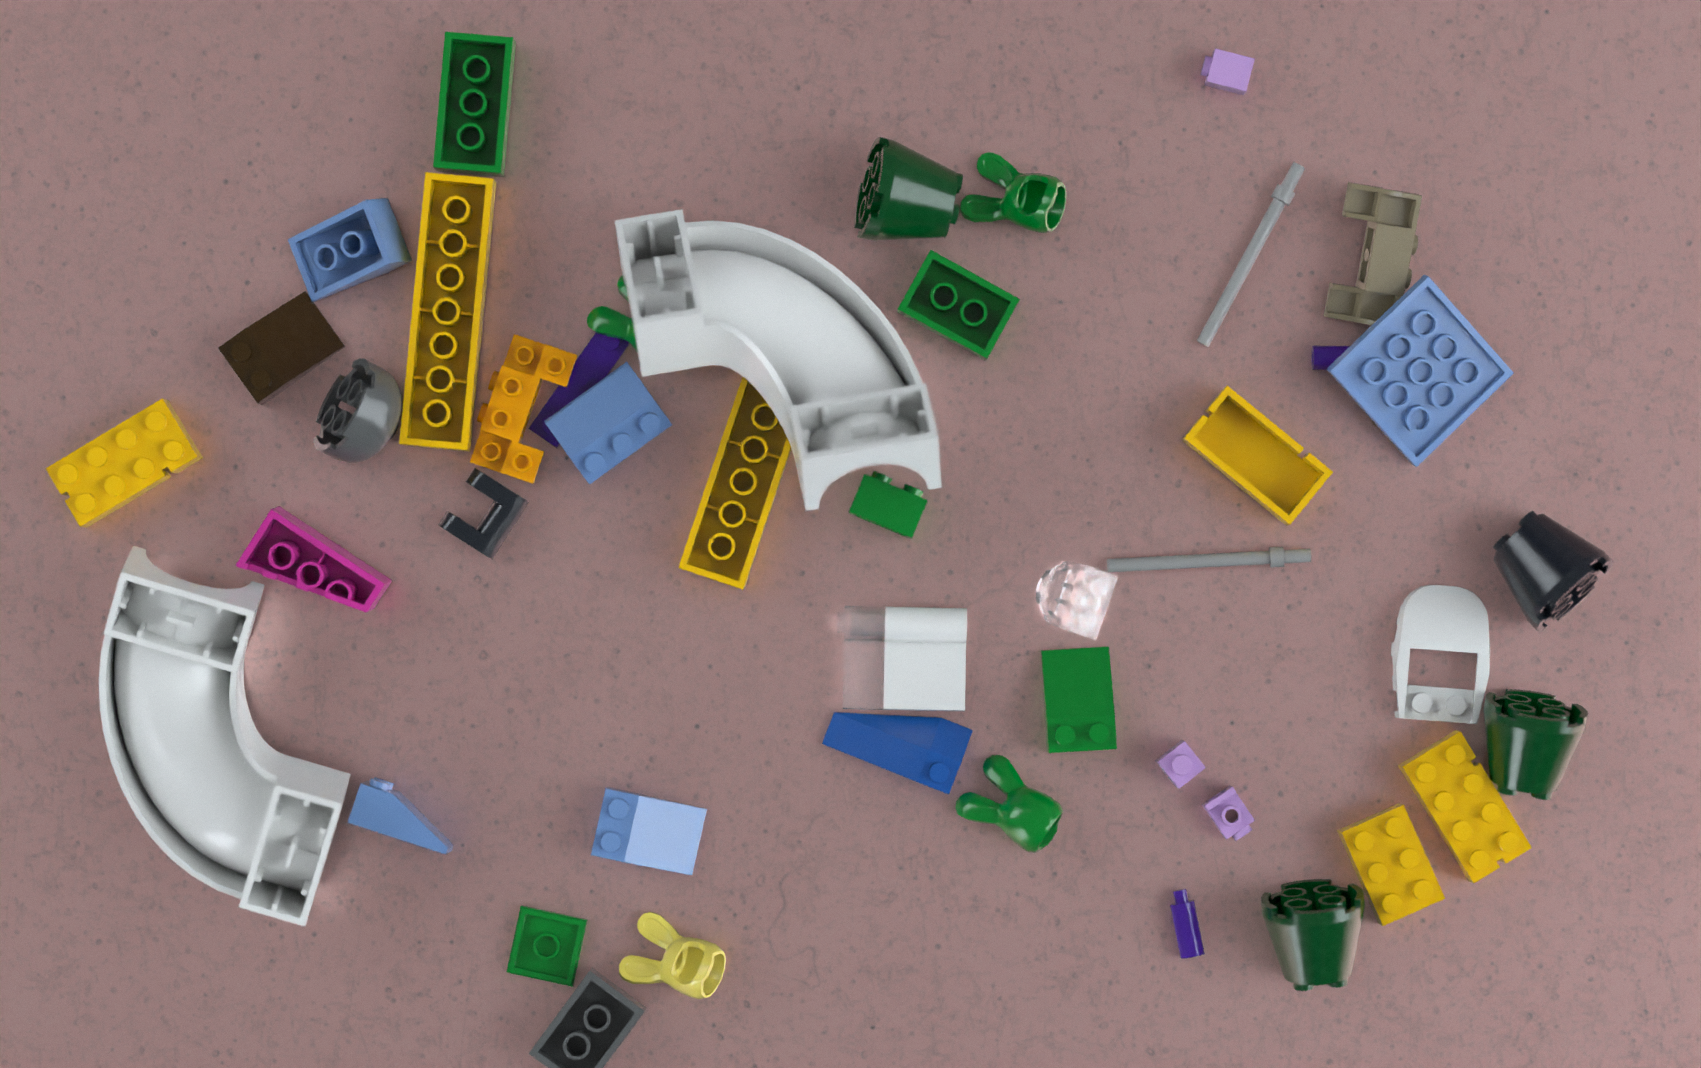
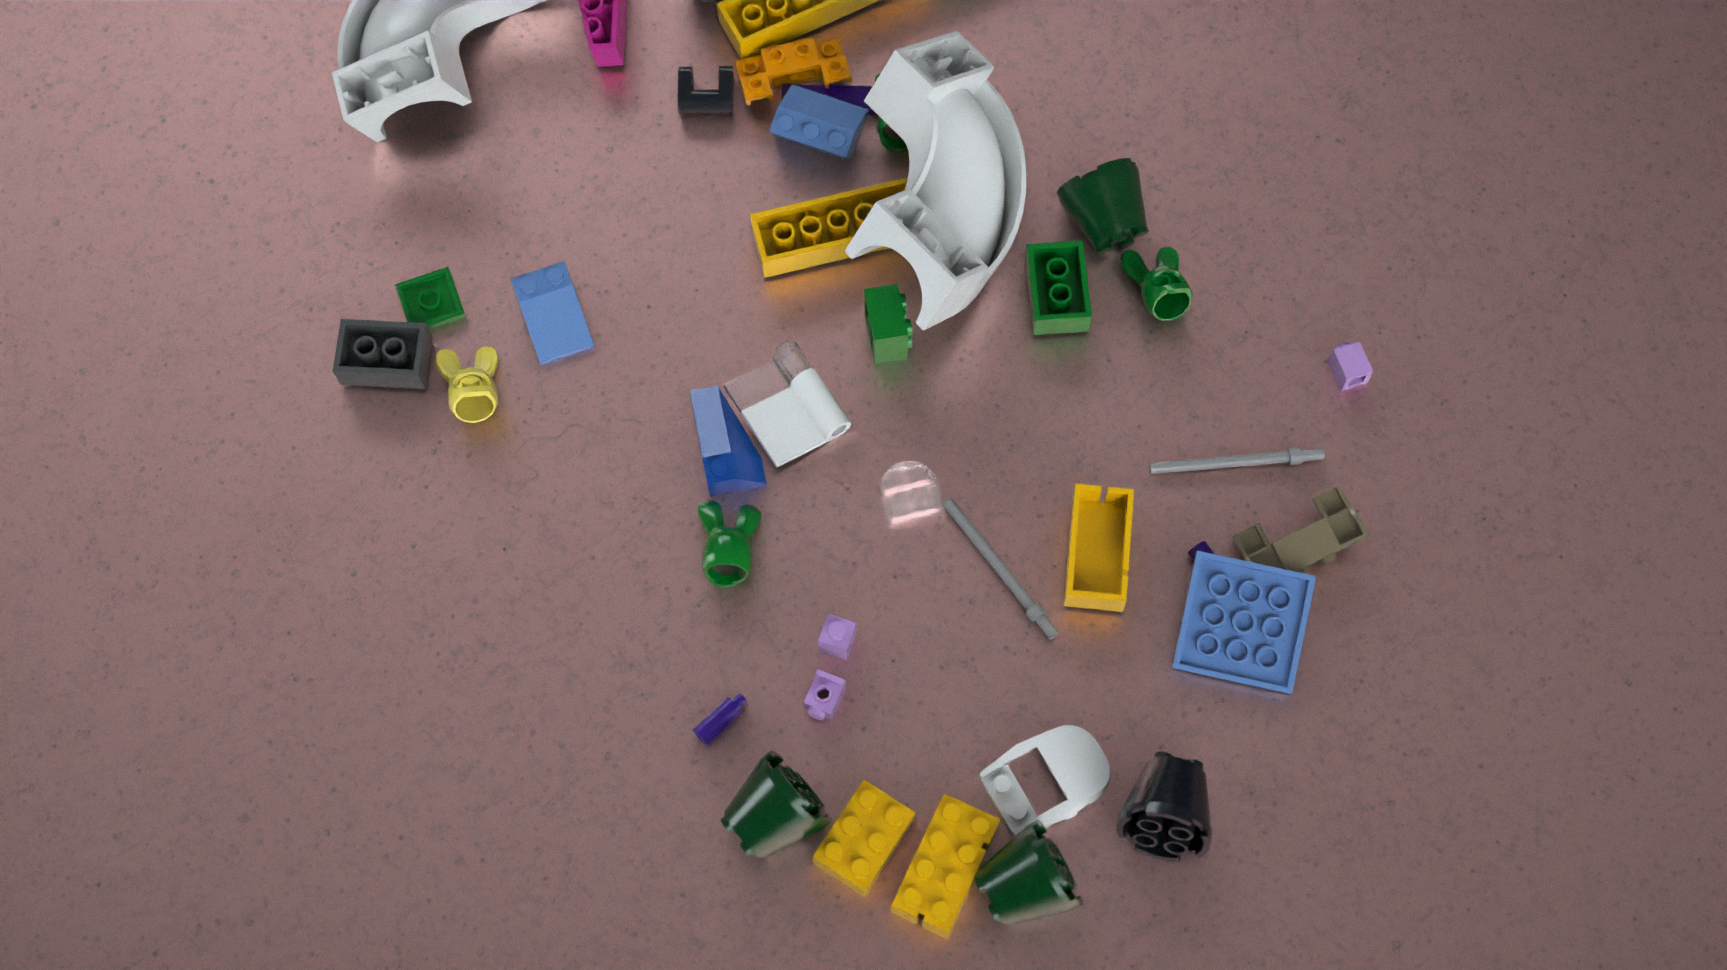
camera: 60 degrees right, 20 degrees down
(392, 814) = (461, 146): medium blue slope -> none
(1078, 700) = (834, 540): green slope -> none

